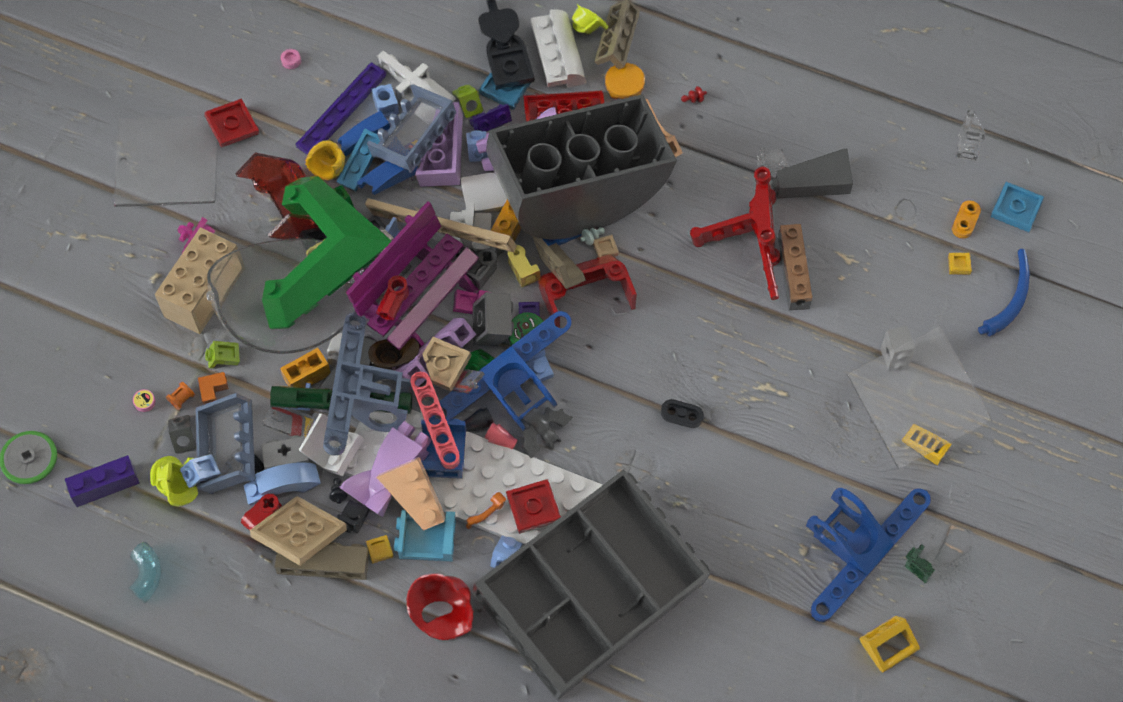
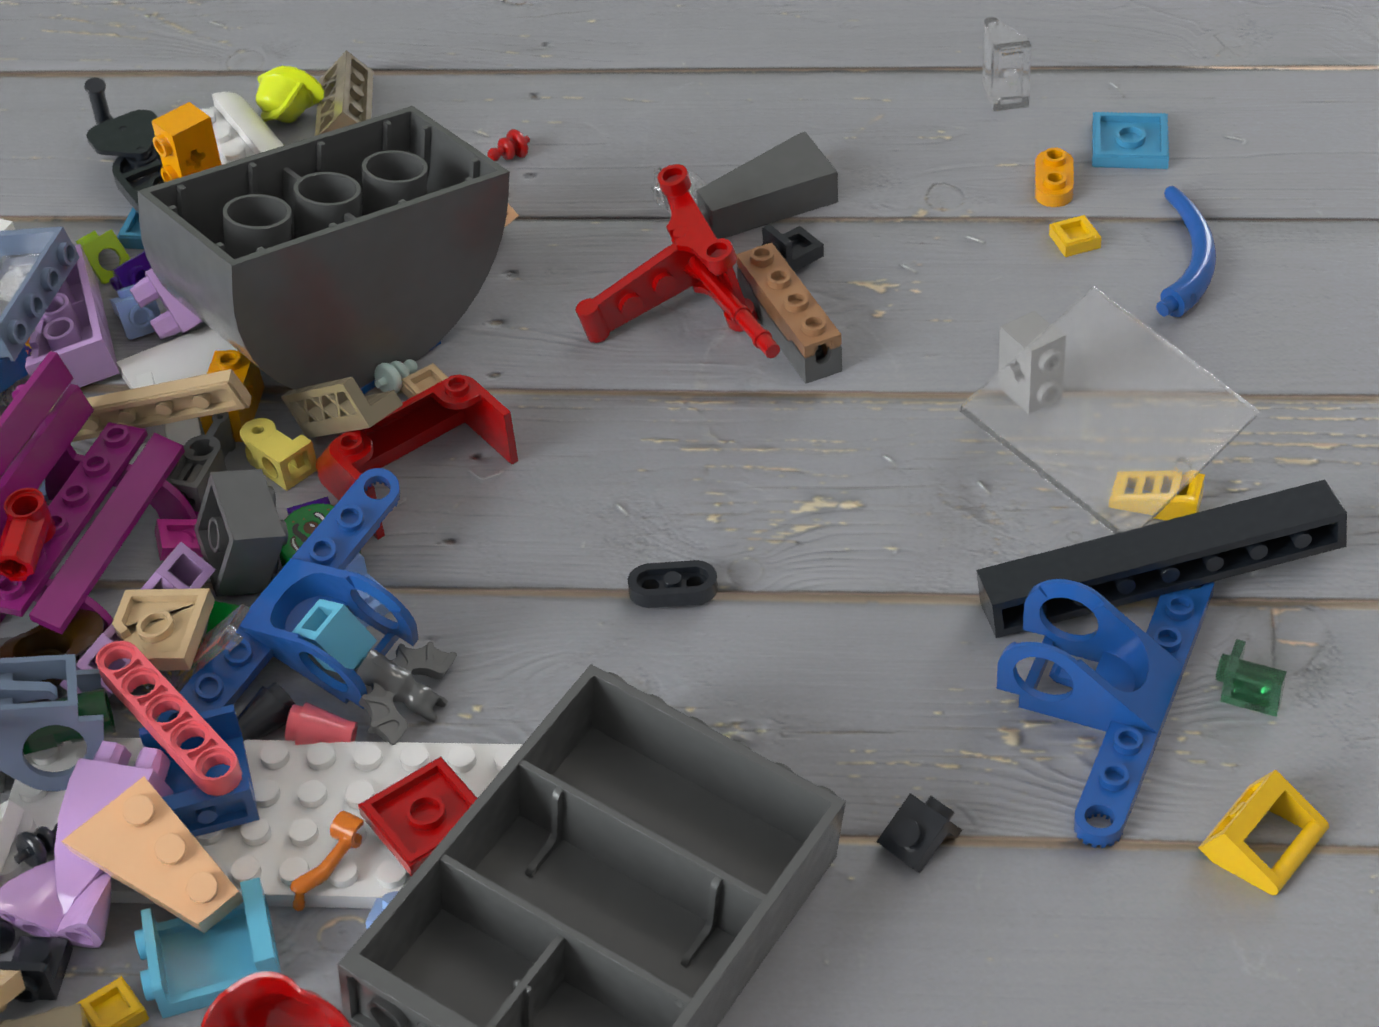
camera: 15 degrees left, 20 degrees down
(365, 461) = (35, 847): none -> black hair
(518, 398) = (336, 632): none -> medium azure brick
(526, 59) = (185, 142): none -> light orange brick
(742, 587) = (918, 830): none -> black bracket
(812, 223) = (795, 246): none -> black bracket
(911, 486) = (1171, 554): none -> black brick

